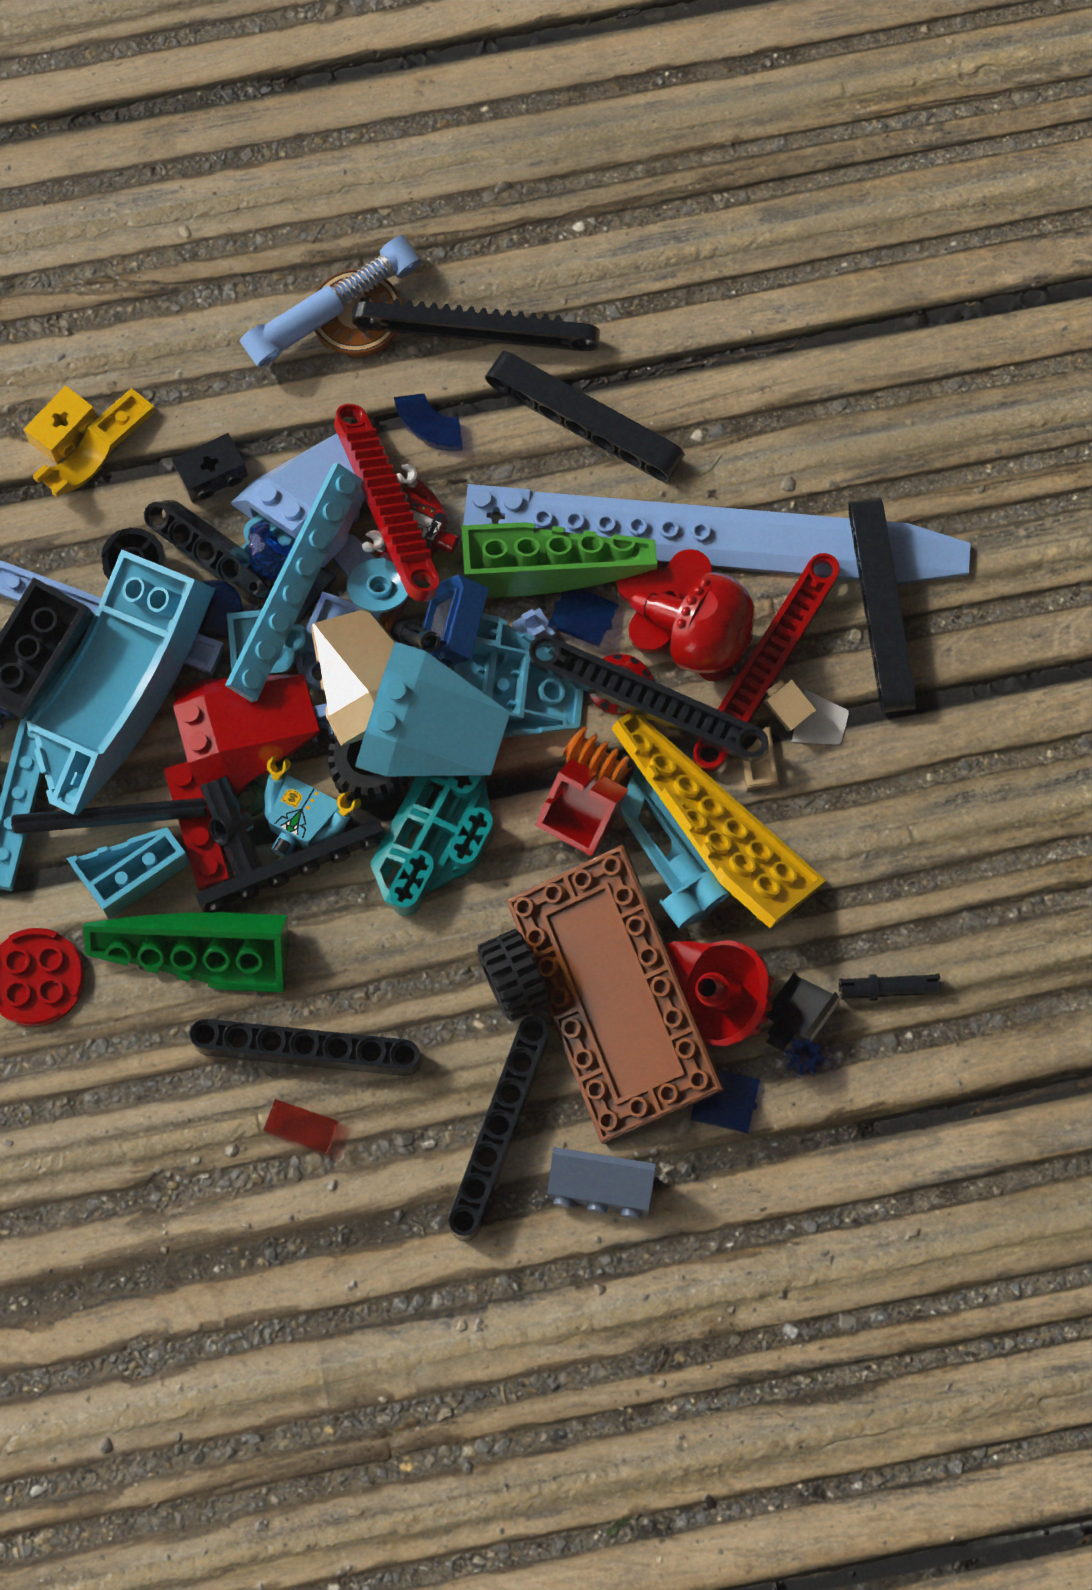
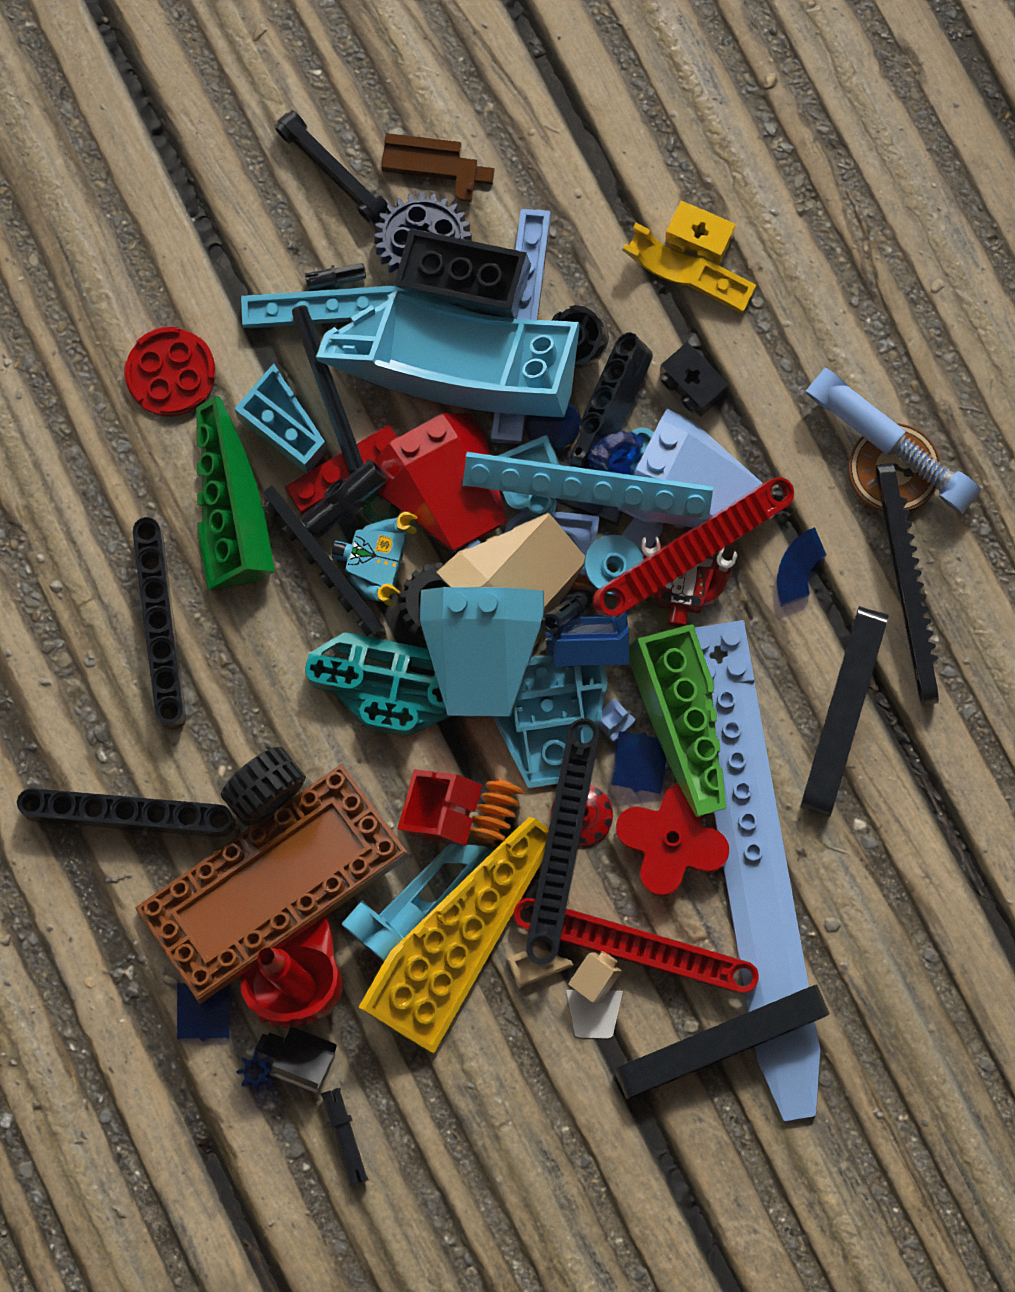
camera: 75 degrees right, 5 degrees up
(301, 1126) = (89, 639): clear red tile -> none
(600, 1183) = (93, 915): sand blue slope -> none
(707, 626) = (641, 877): red piece -> none

